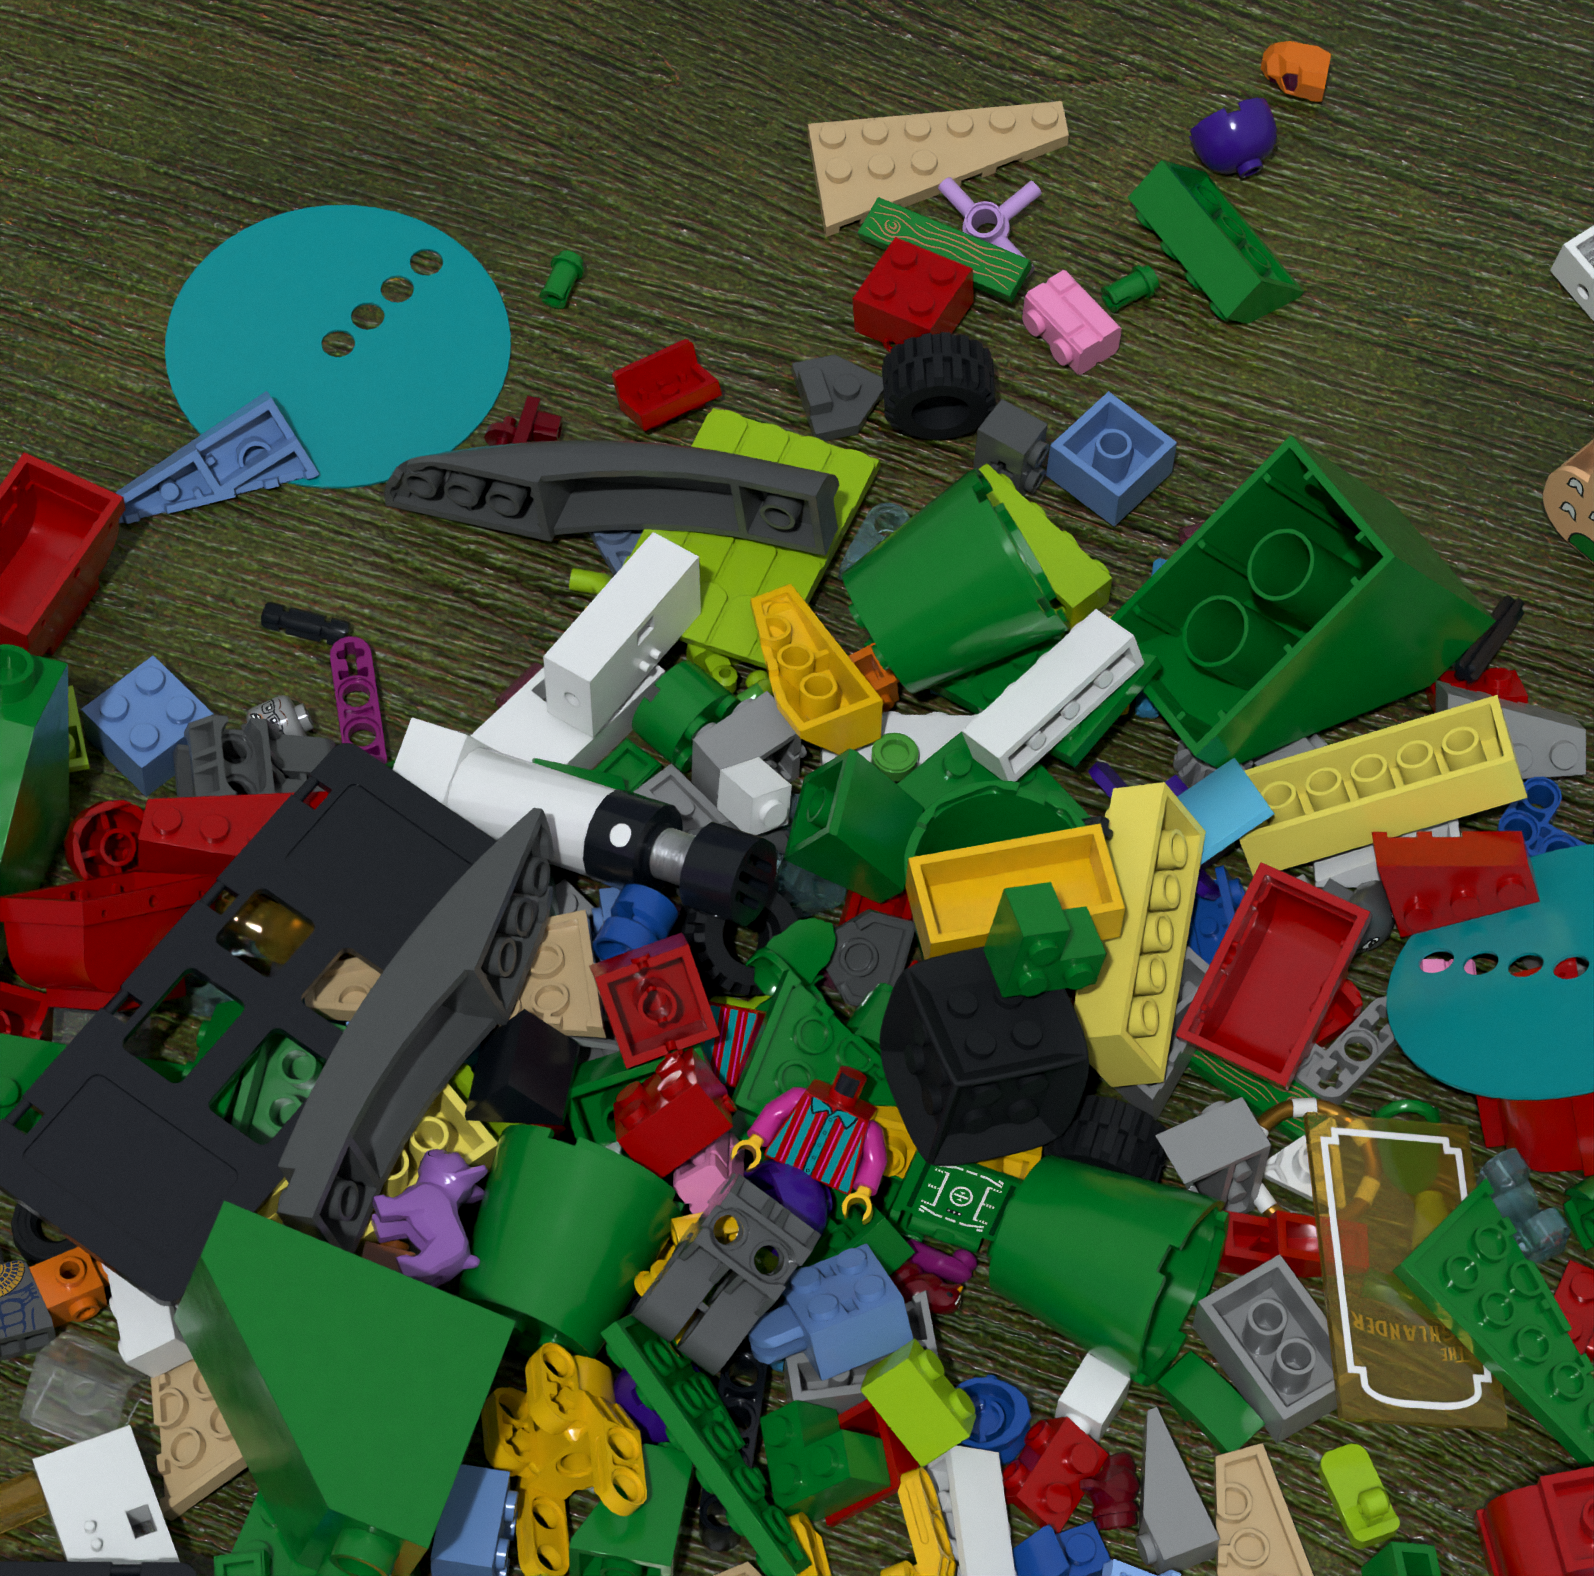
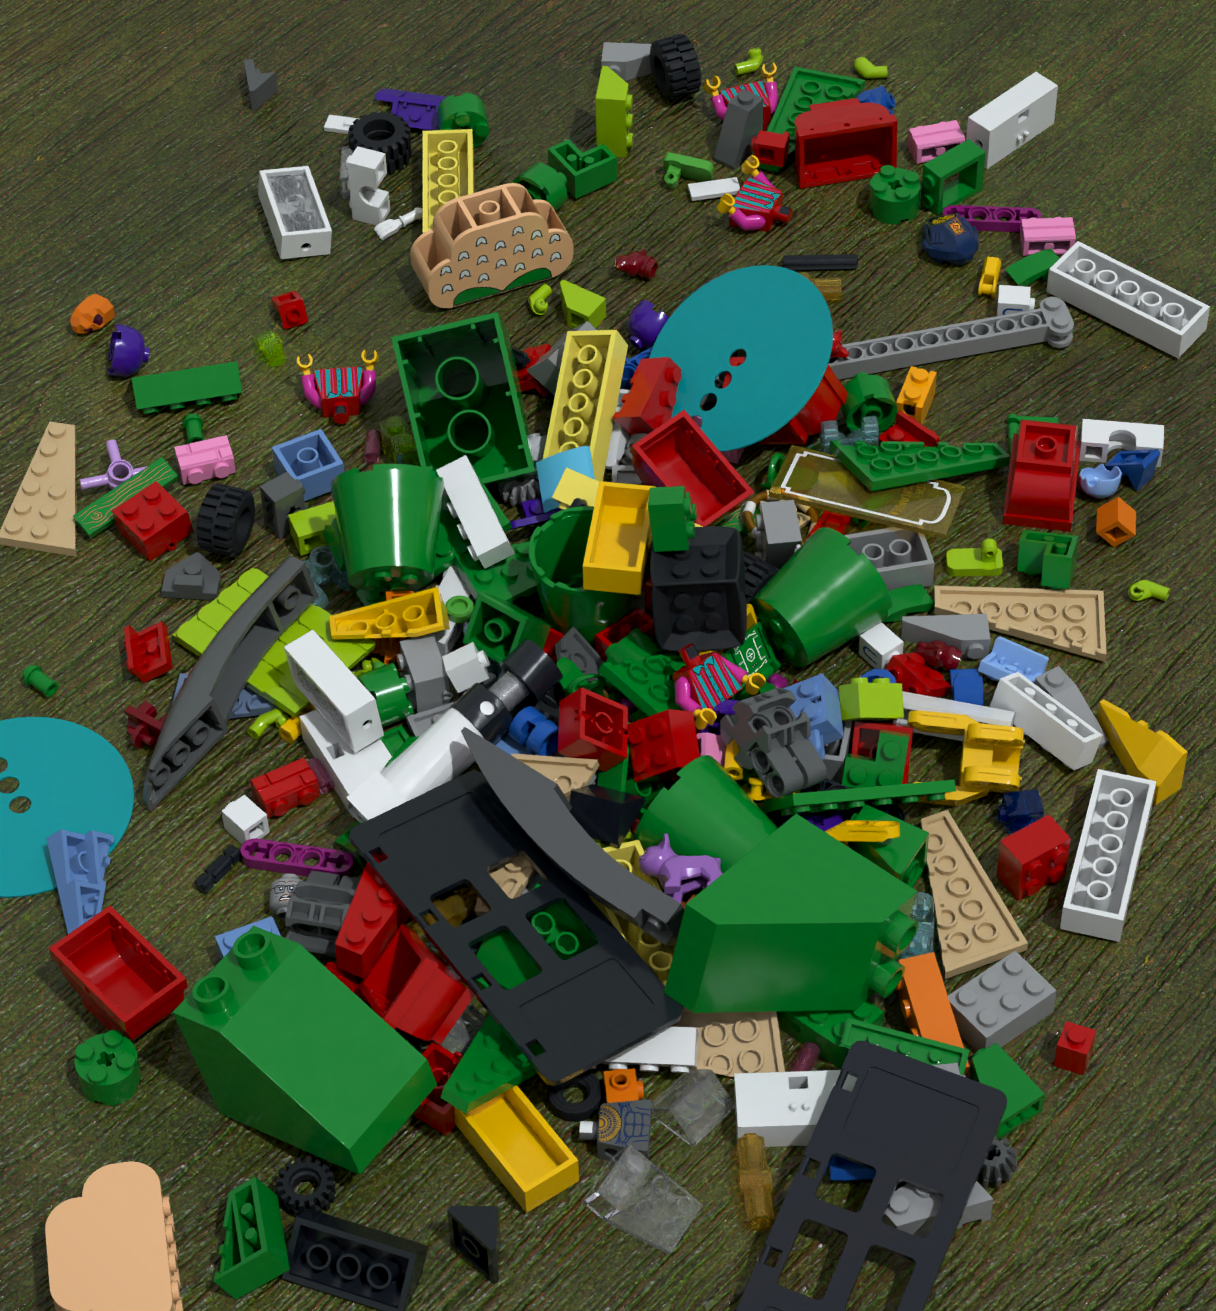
camera: 65 degrees left, 10 degrees down
(212, 1527) = (806, 1057): none -> clear pink piece
(397, 624) = (245, 820): none -> white brick
(474, 653) = (285, 788): none -> red brick
(1300, 415) = (339, 390): none -> torso
(1350, 320) = (271, 346): none -> clear neon green hair
(1443, 317) = (290, 308): none -> red bracket

